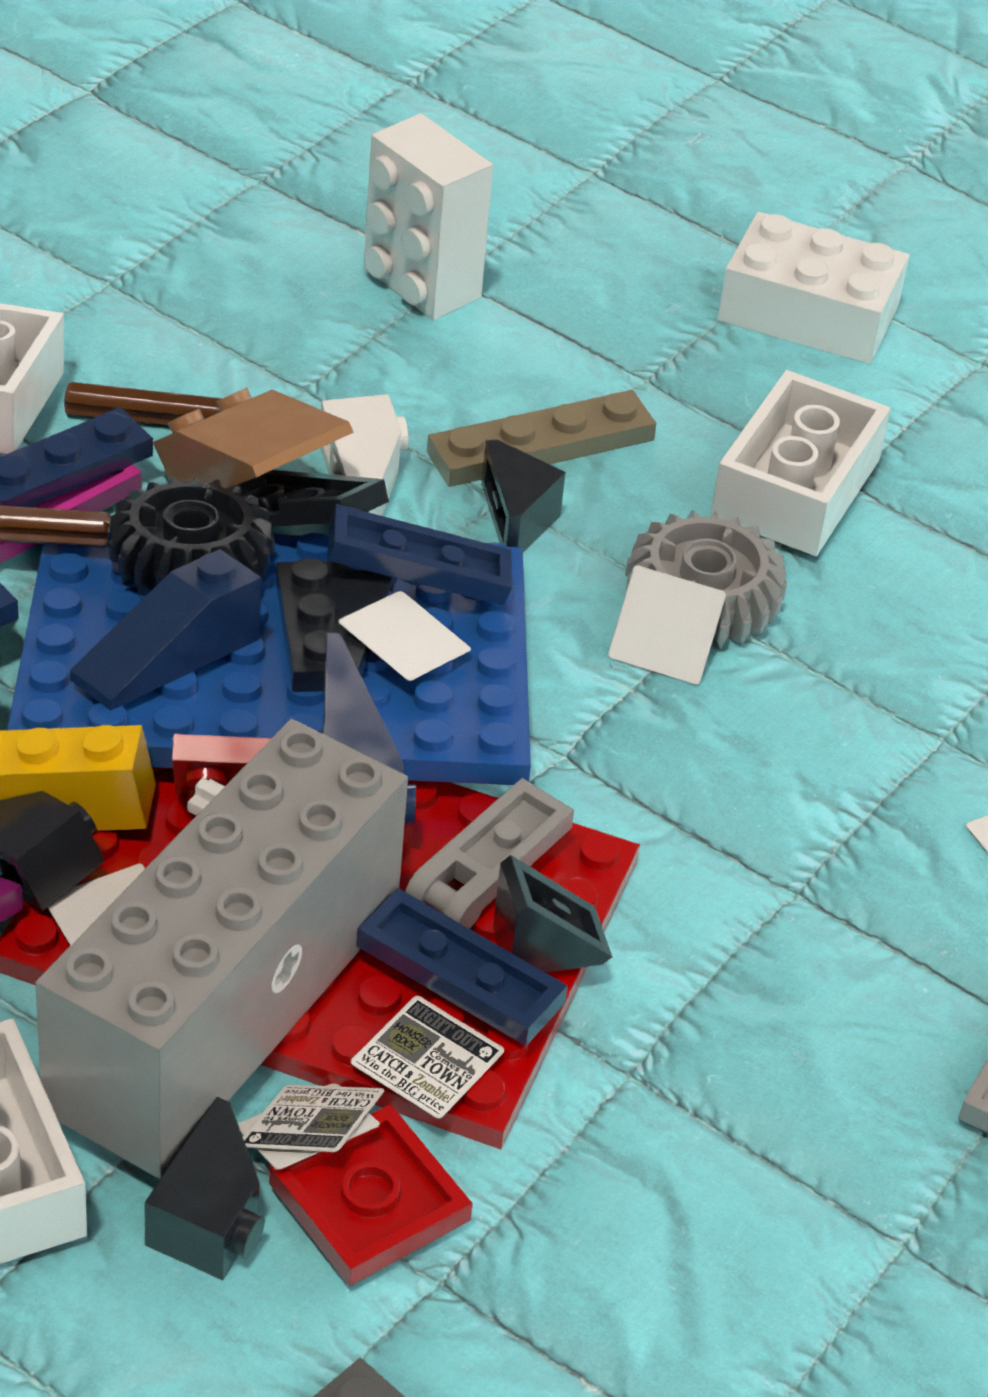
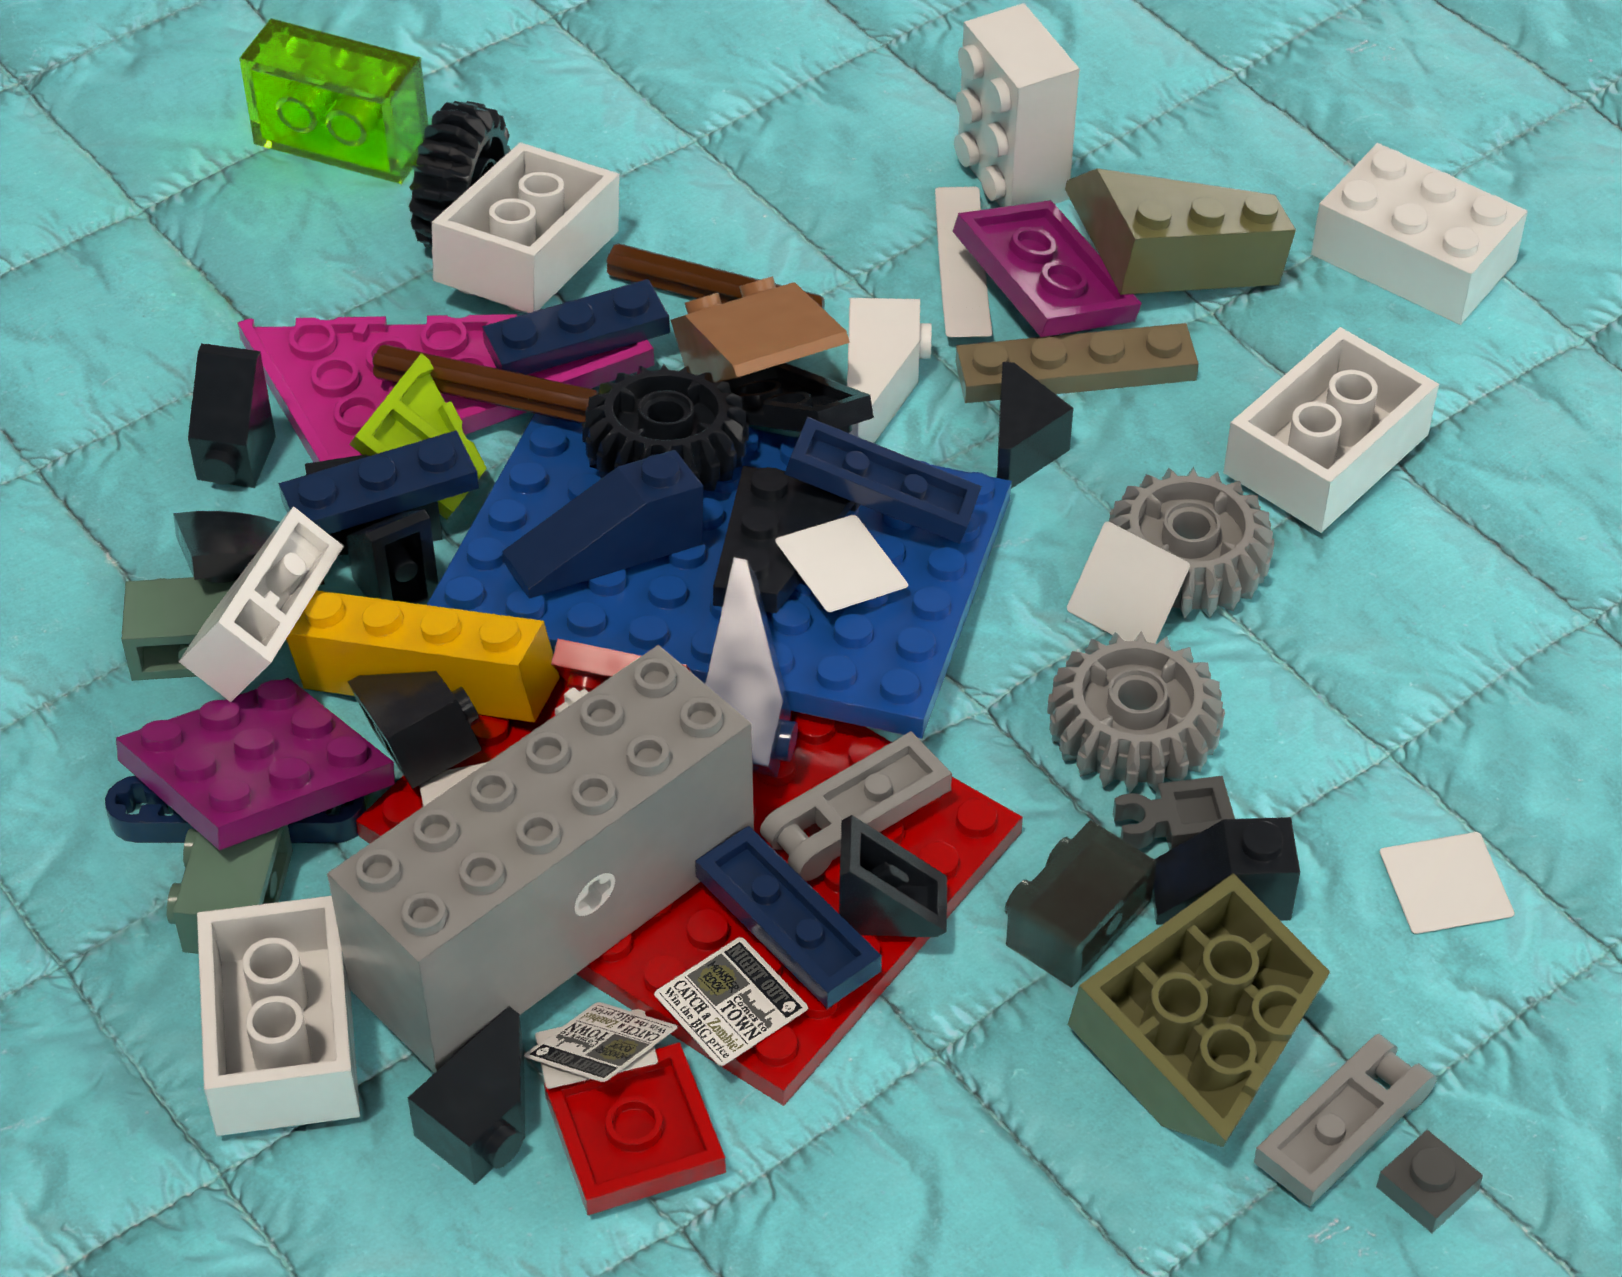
camera: 20 degrees right, 5 degrees up
(403, 362) = (961, 276): none -> white sticker
(489, 356) = (1045, 268): none -> magenta plate
(603, 309) = (1181, 233): none -> olive wedge
(711, 734) = (1135, 711): none -> light grey gear
(720, 912) = (1079, 902): none -> clear smoke brick
(788, 816) = (1176, 813): none -> dark grey plate
(848, 864) = (1254, 849): none -> black slope
(874, 990) = (1200, 1010): none -> olive wedge

